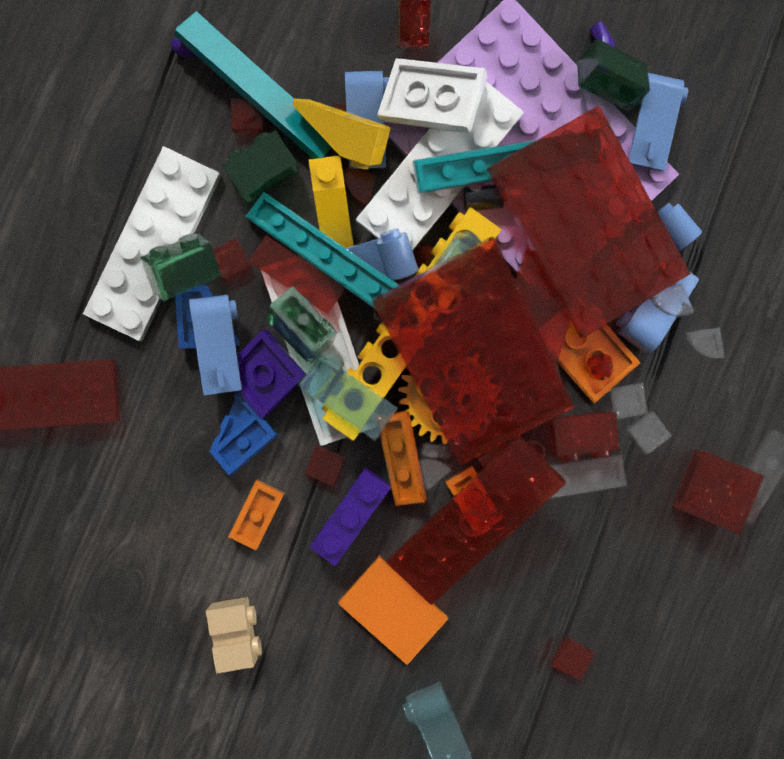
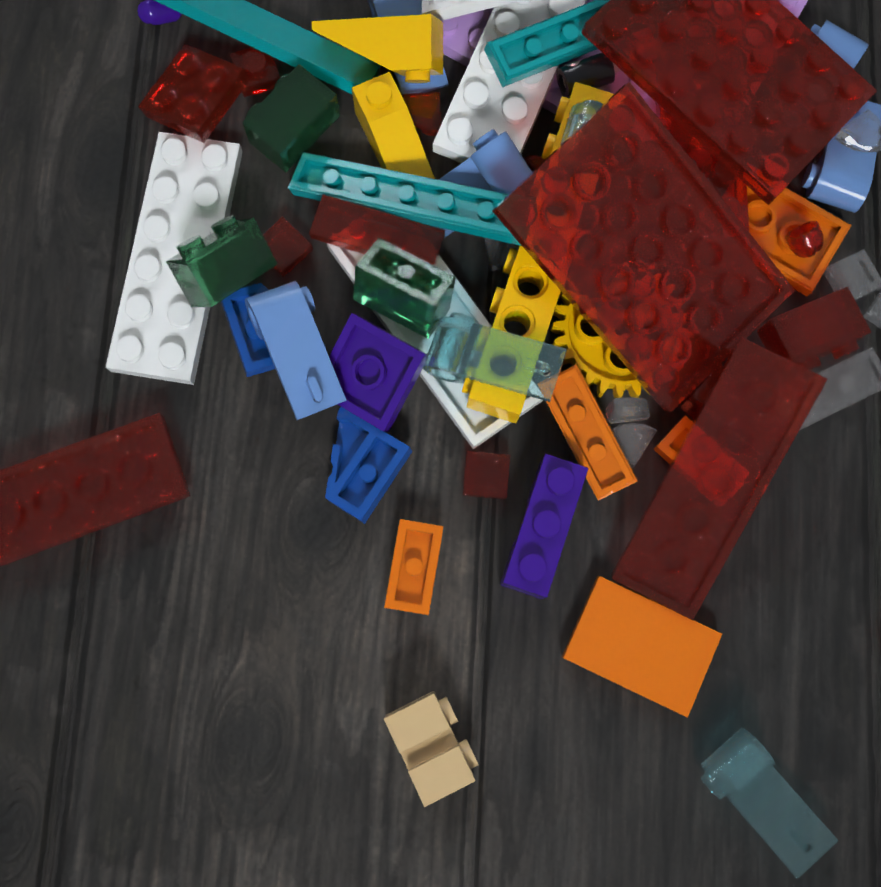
camera: 20 degrees left, 10 degrees down
(196, 123) = (194, 93): none -> clear red plate

